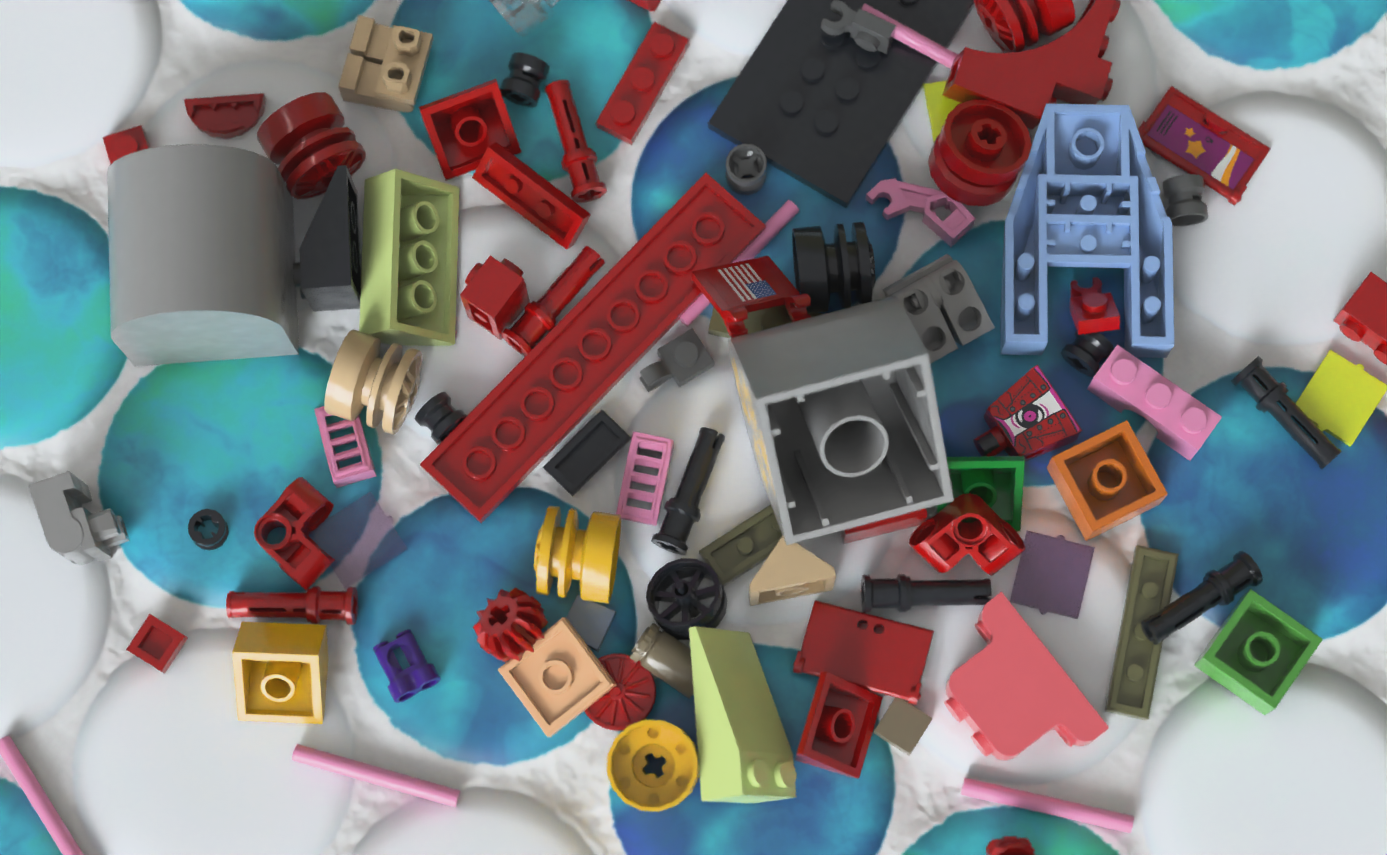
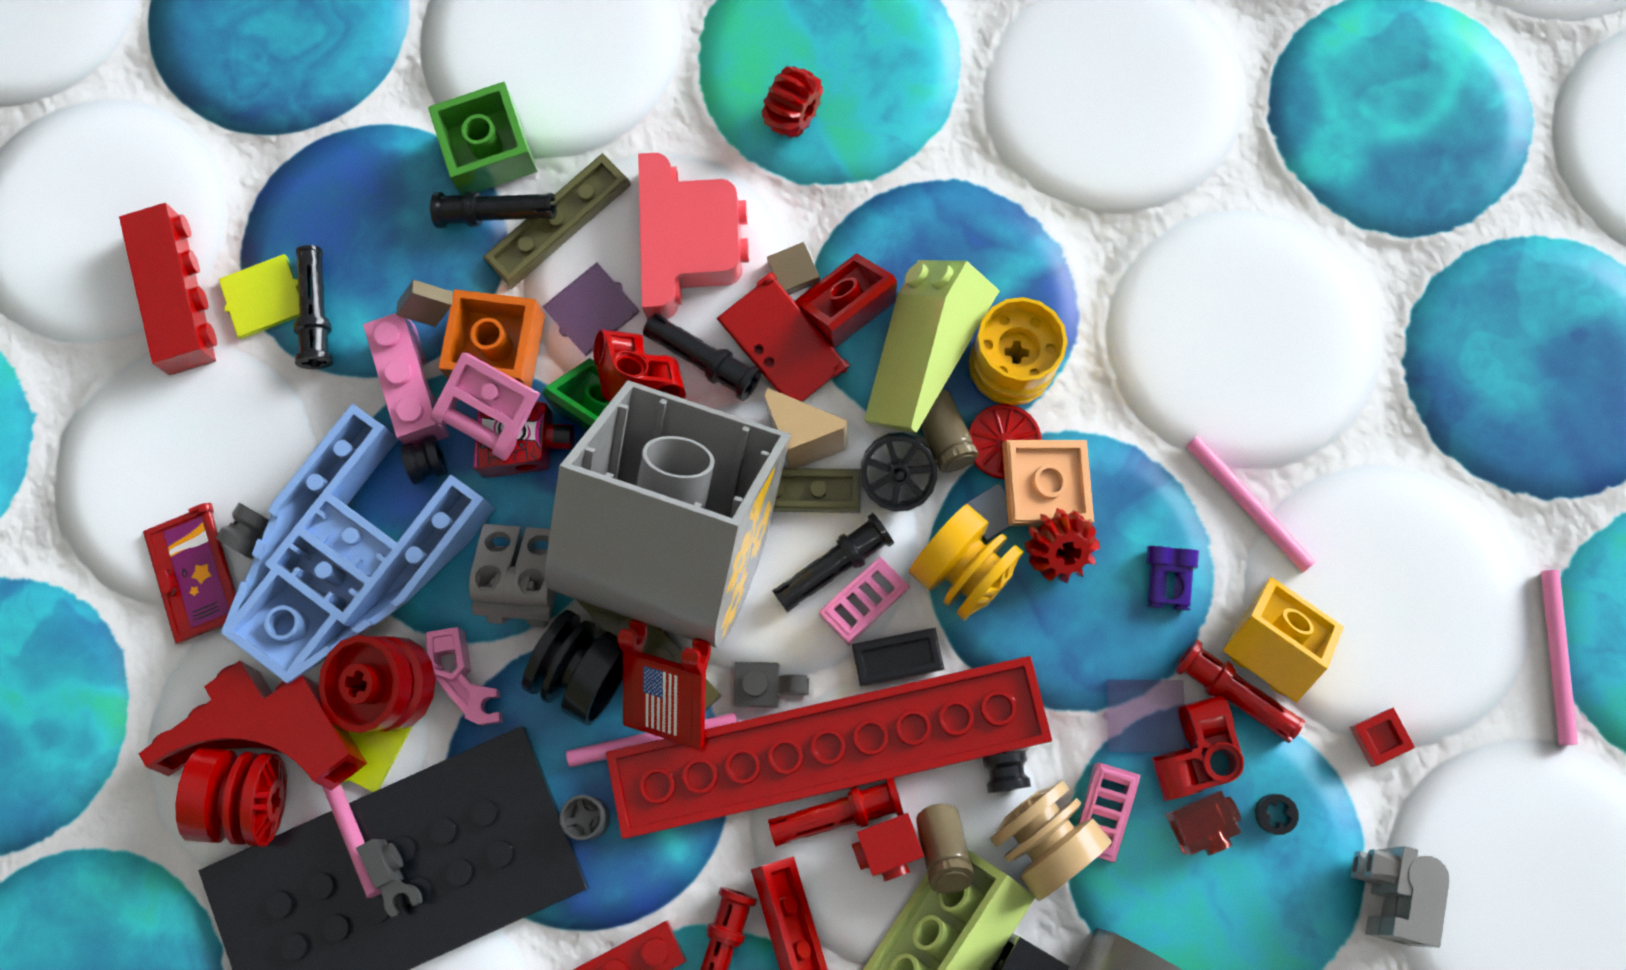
camera: 140 degrees left, 0 degrees up
(260, 480) = (1205, 823): none -> clear red brick
(451, 324) = (944, 848): none -> dark tan piece
(1047, 805) = (727, 143): bright pink bar -> none
(1062, 423) = (490, 393): none -> bright pink plate
(1092, 309) = (394, 485): red plate -> none
(1182, 466) = (424, 303): none -> dark tan tile

